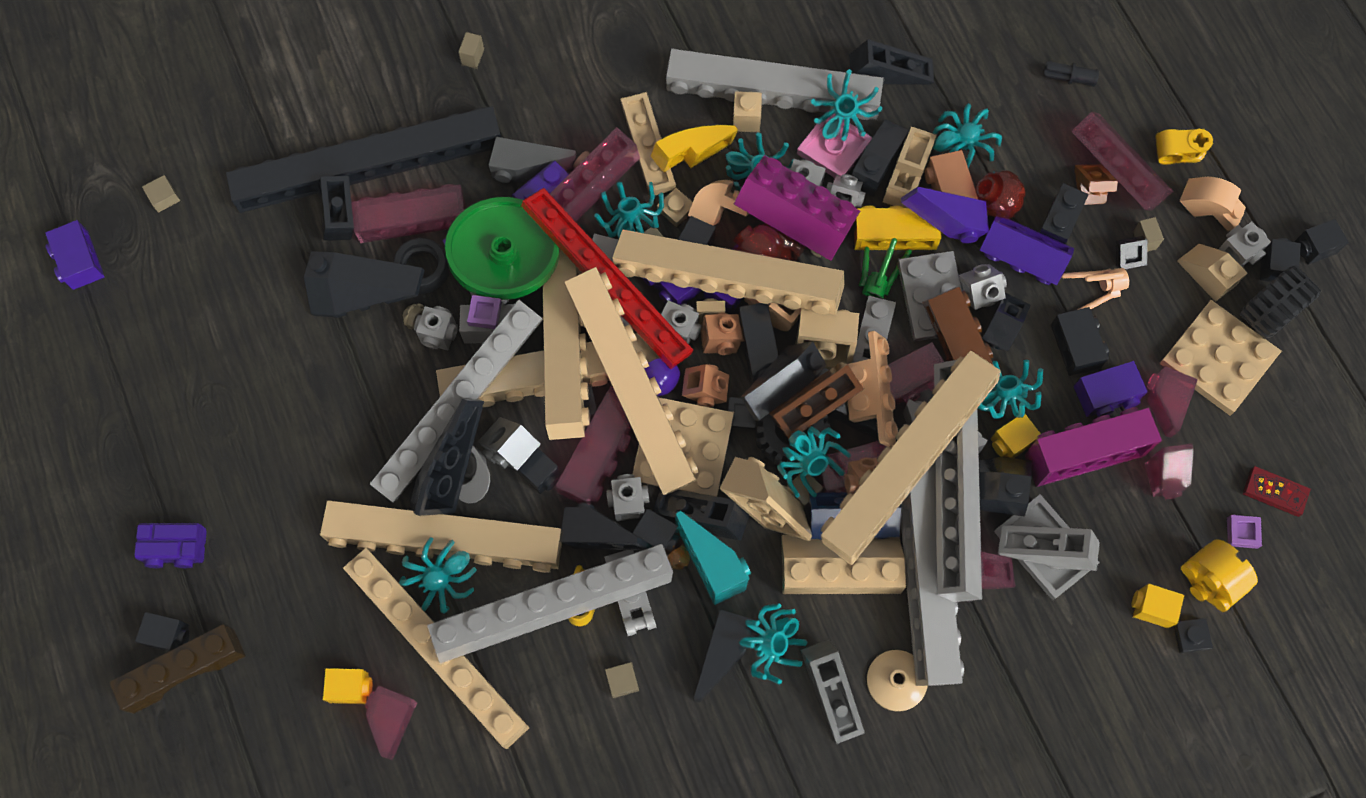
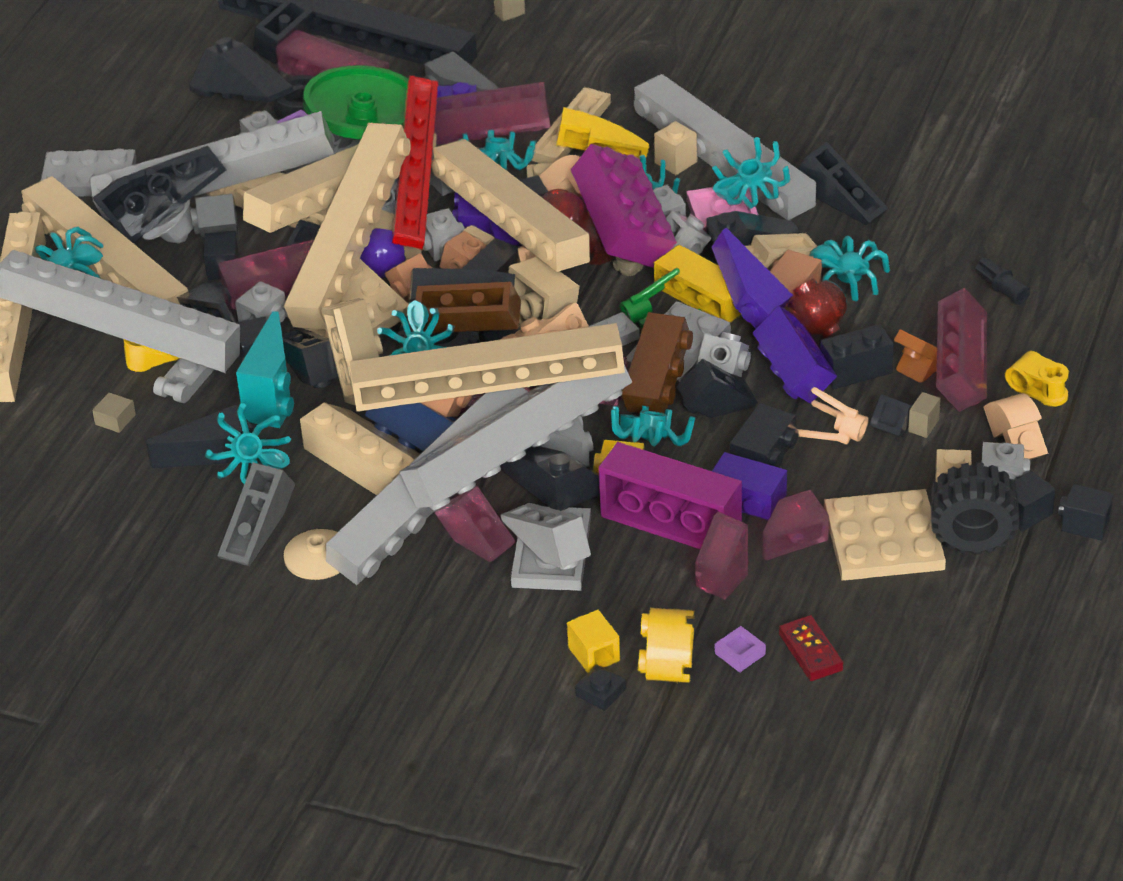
camera: 45 degrees right, 30 degrees down
(333, 464) = (76, 167): none -> light grey plate

